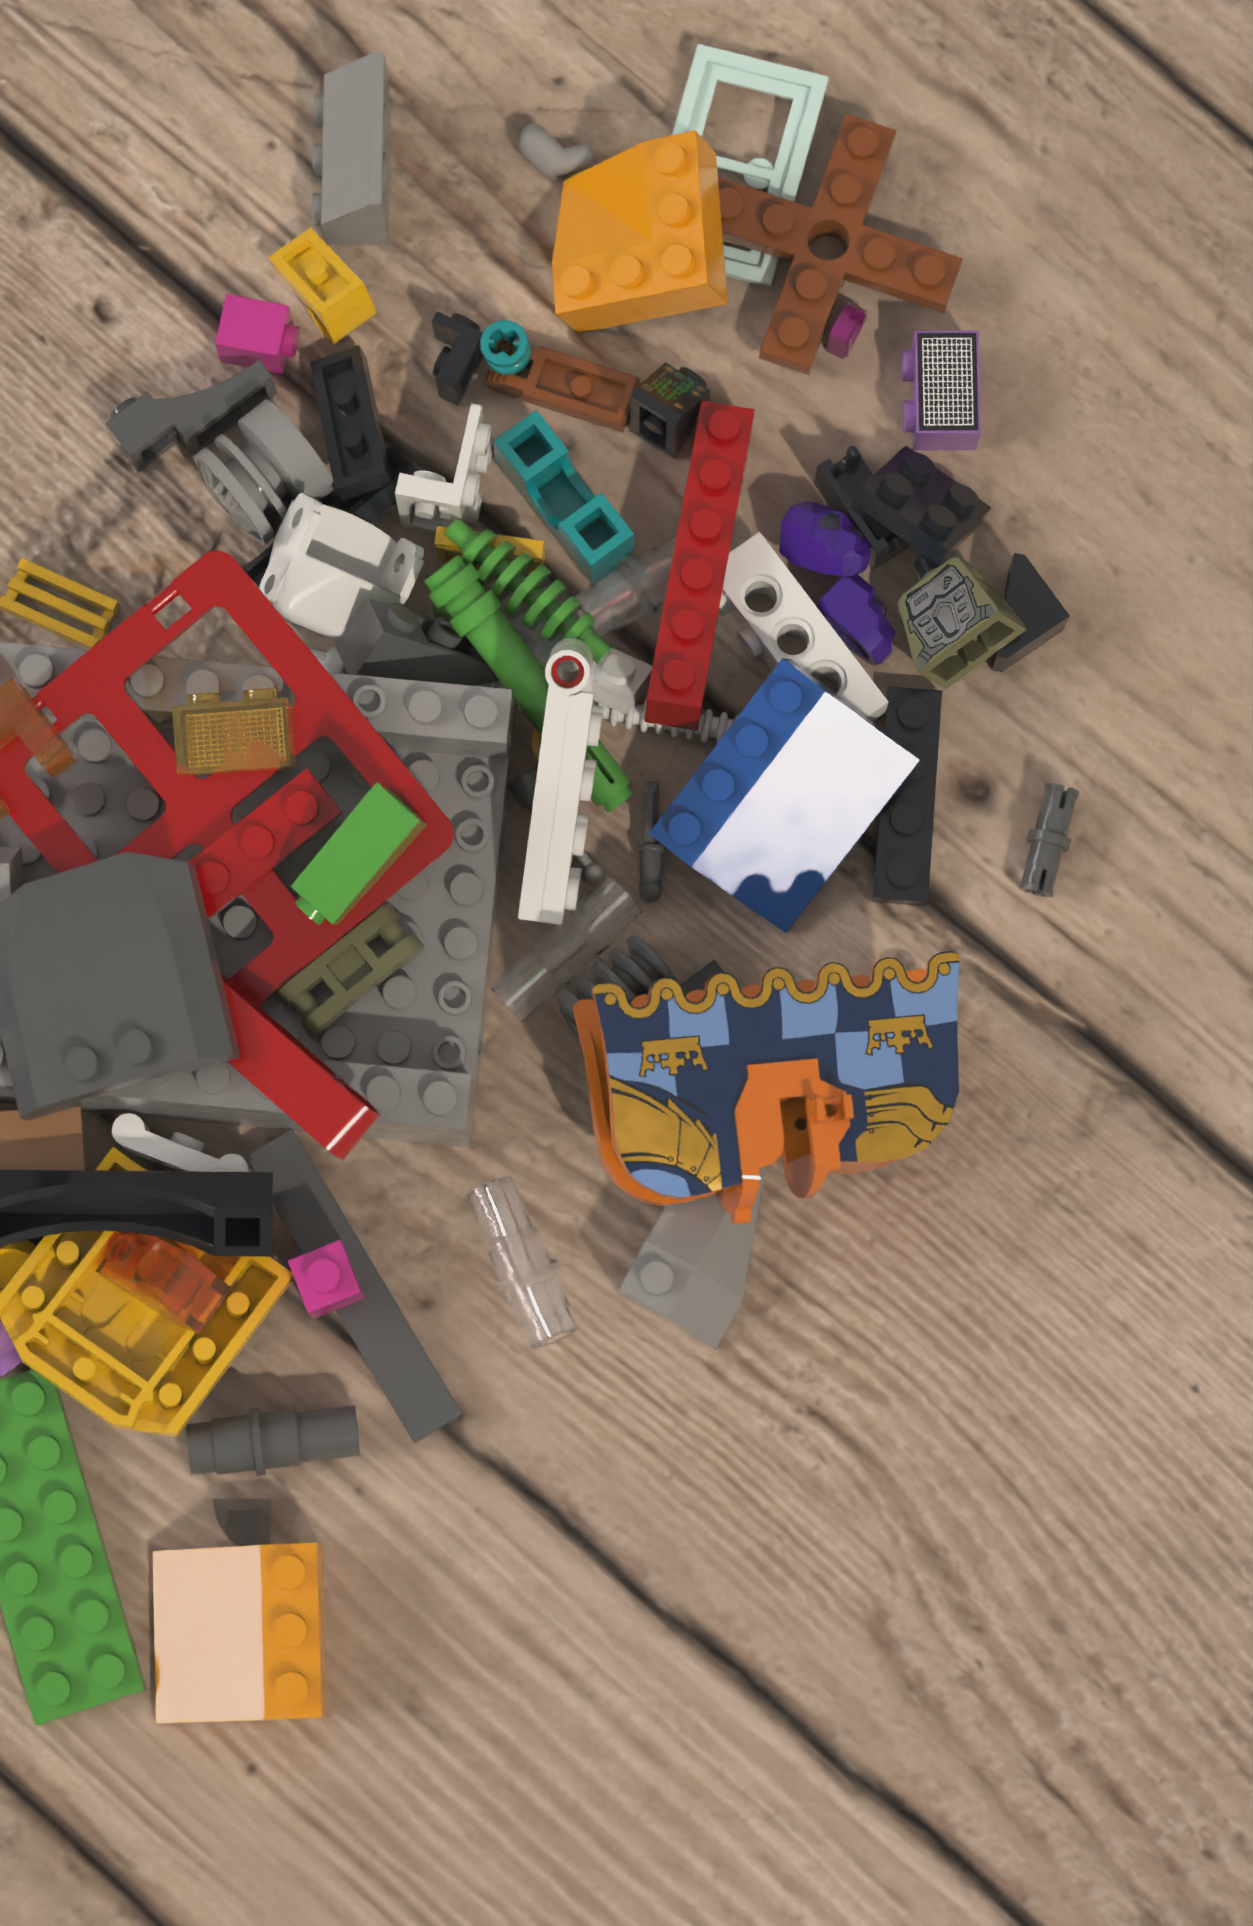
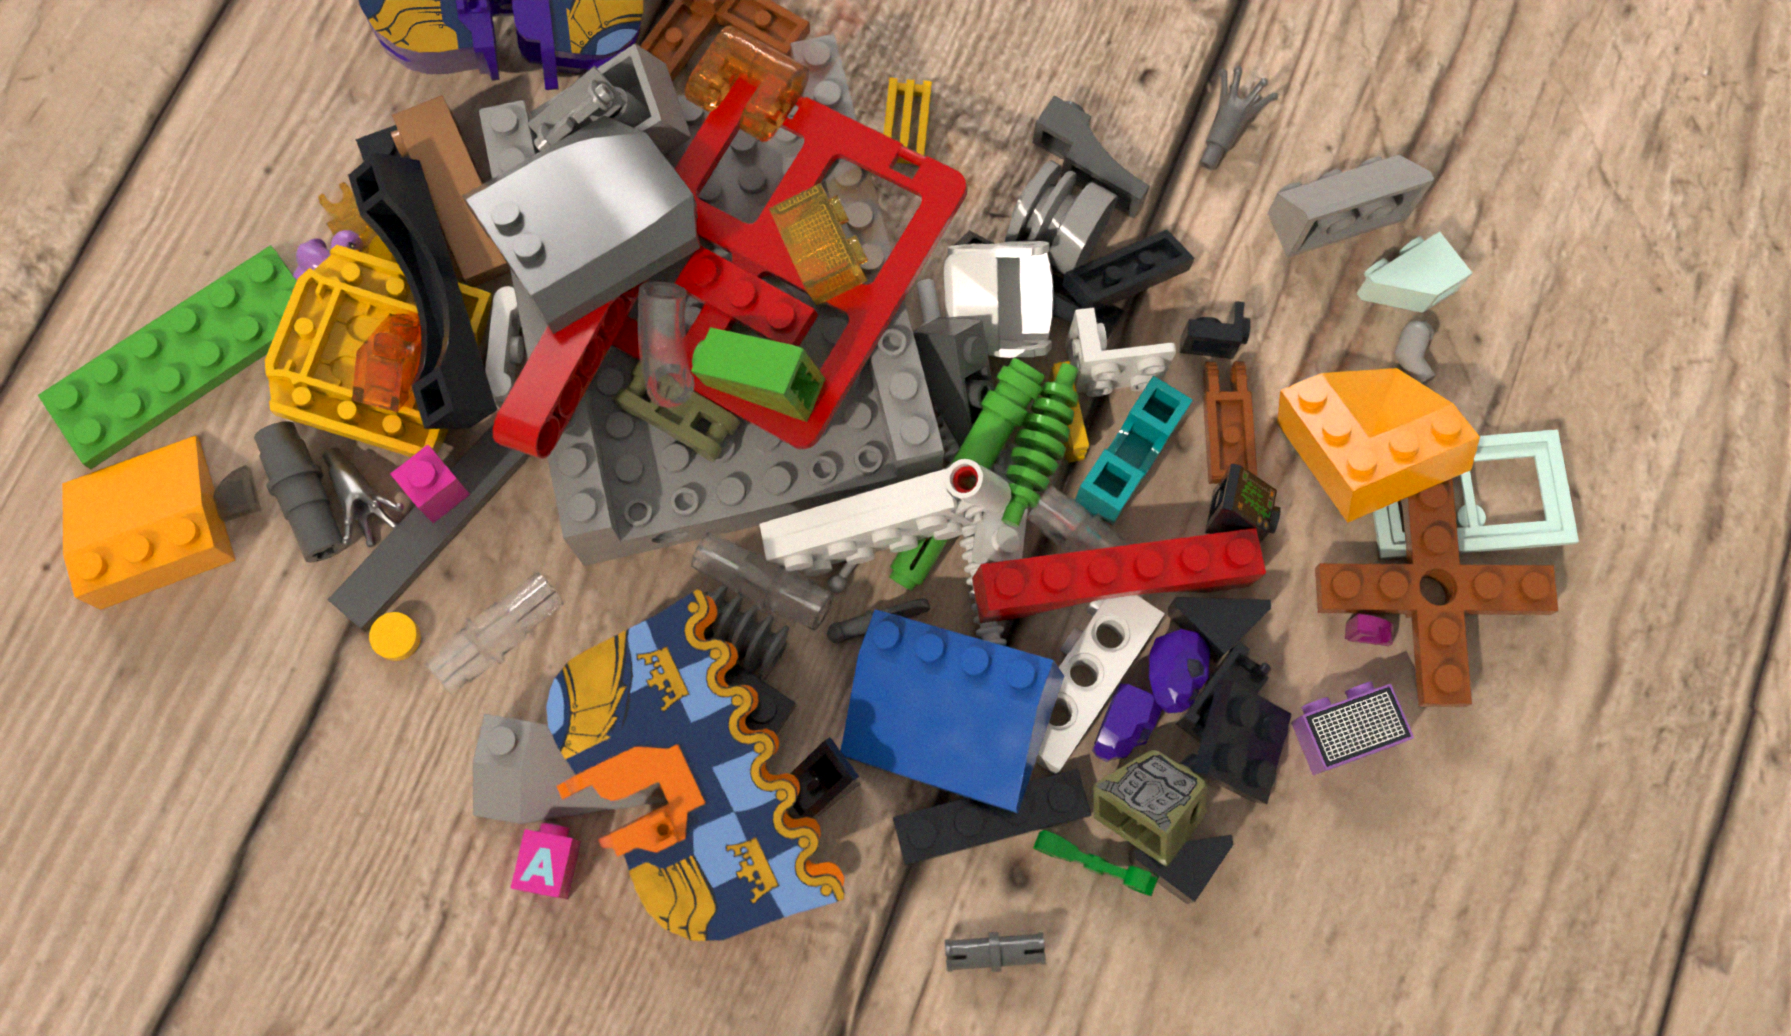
camera: 70 degrees right, 5 degrees down
(198, 236) = (1232, 116): none -> flat silver piece
(255, 332) = (1172, 181): dark pink brick -> none
(282, 952) = (663, 343): none -> clear cylinder
(301, 1376) = (357, 496): none -> flat silver piece
(324, 284) = (1230, 217): yellow plate -> none
(472, 112) = (1417, 278): none -> light aqua slope
(482, 1380) = (394, 636): none -> yellow tile
(509, 332) = (1247, 372): teal bush -> none
(784, 480) = (1218, 620): none -> black slope
(797, 1278) = (546, 861): none -> dark pink brick
(806, 944) = (823, 780): none -> black slope
(965, 735) = (1059, 848): none -> green piece

